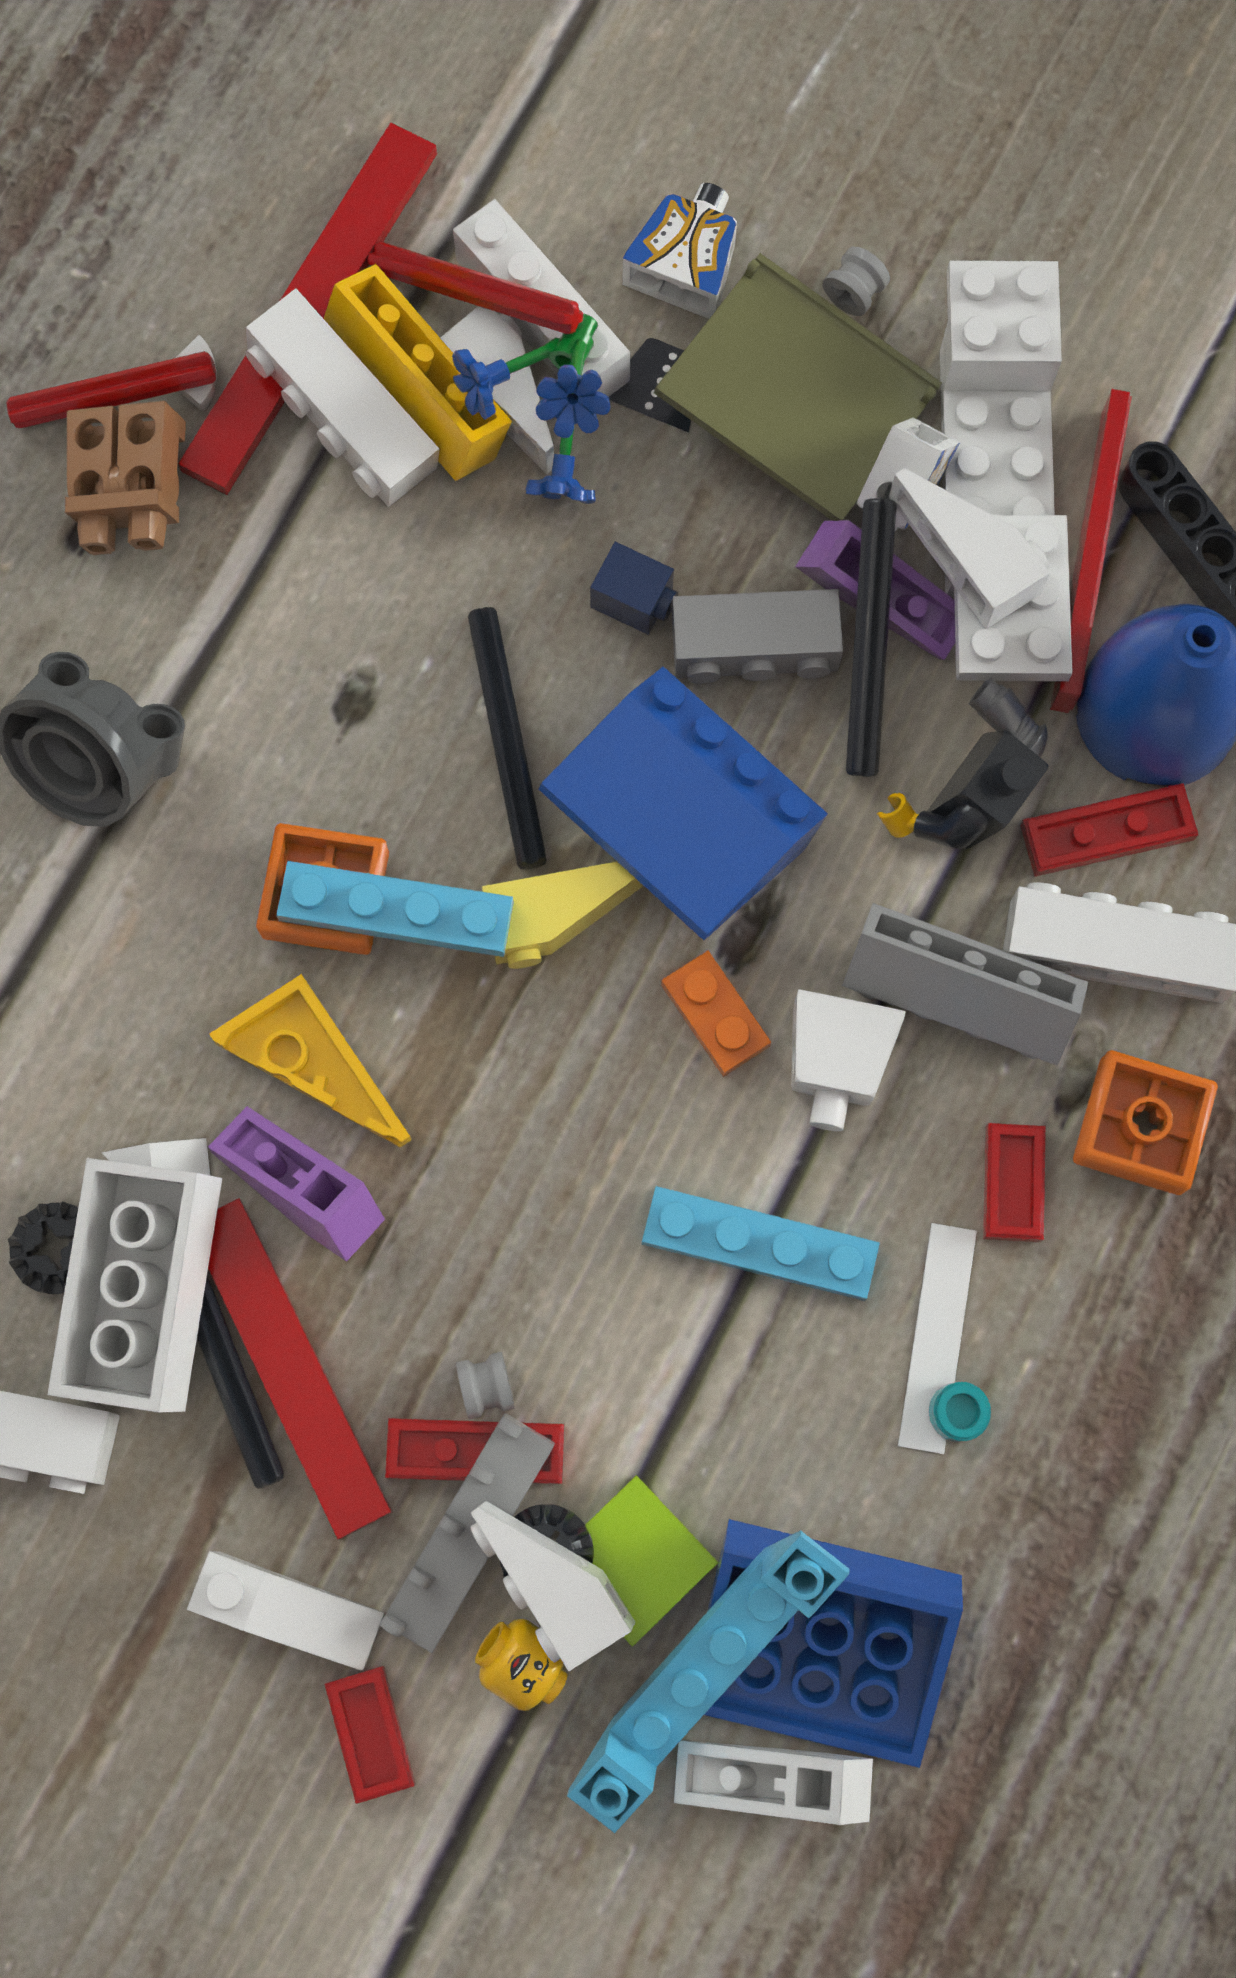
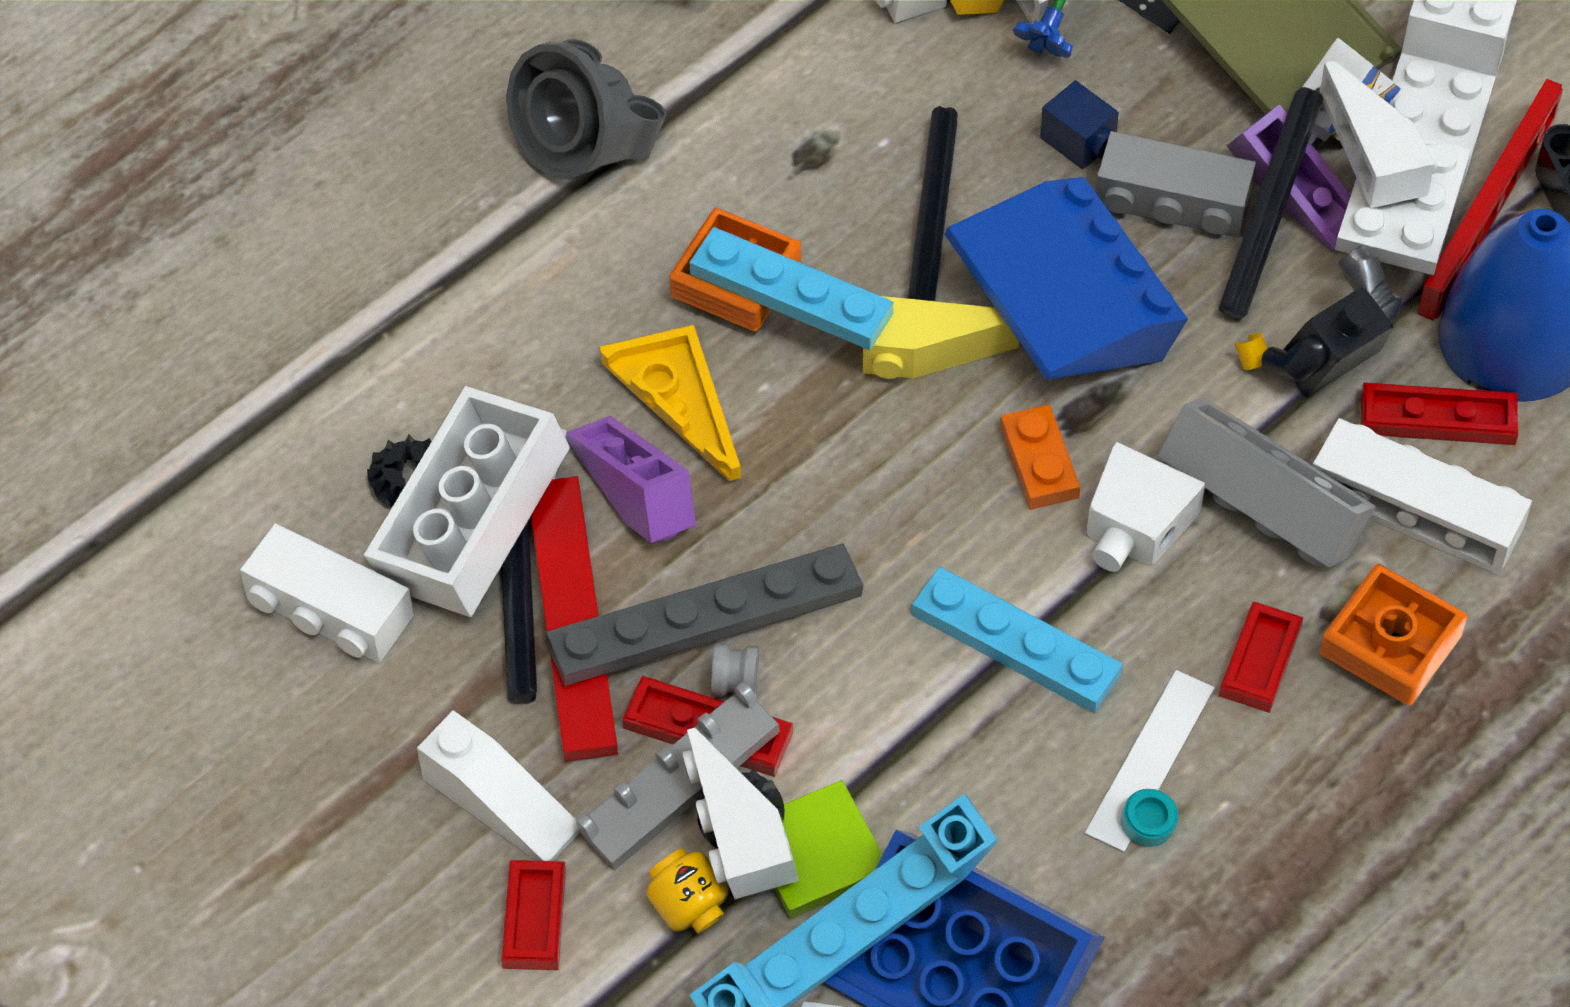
camera: 20 degrees right, 20 degrees down
(428, 1326) = (703, 614): none -> dark grey plate

